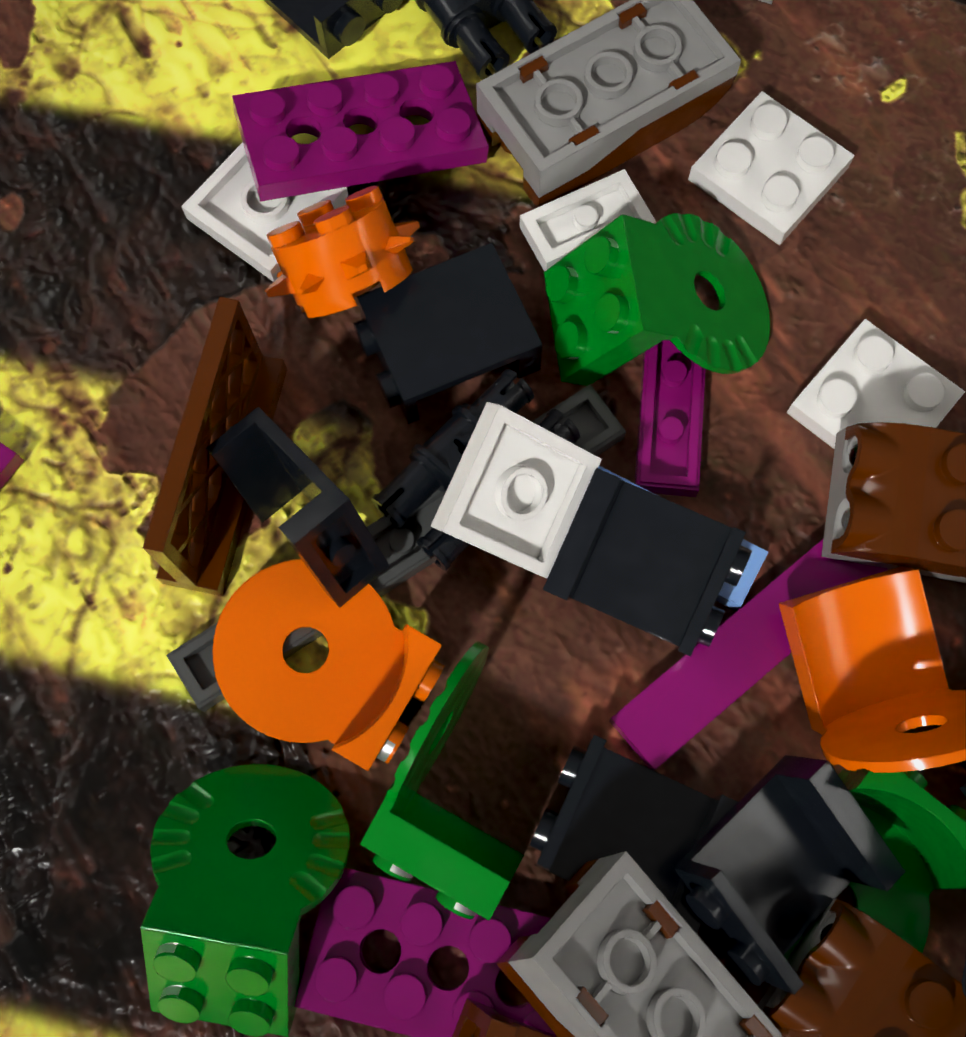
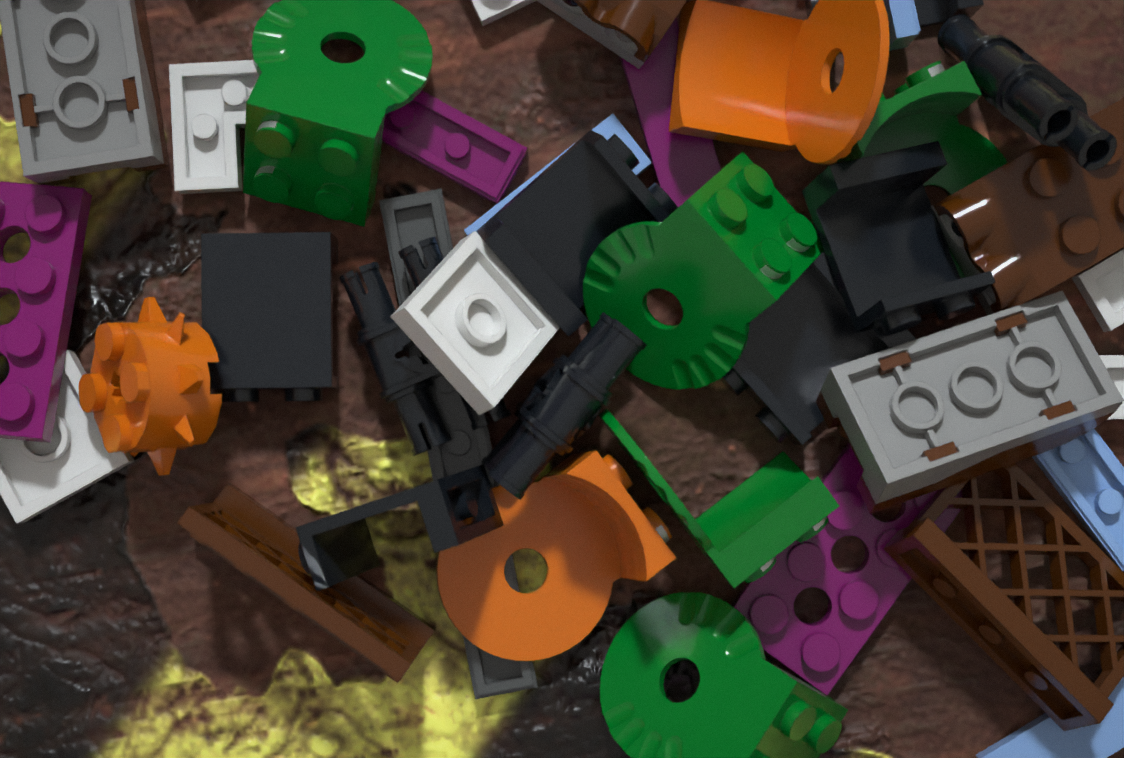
camera: 70 degrees left, 15 degrees up
(472, 607) = (562, 405): none -> black pin
(687, 696) = (723, 259): none -> green piece

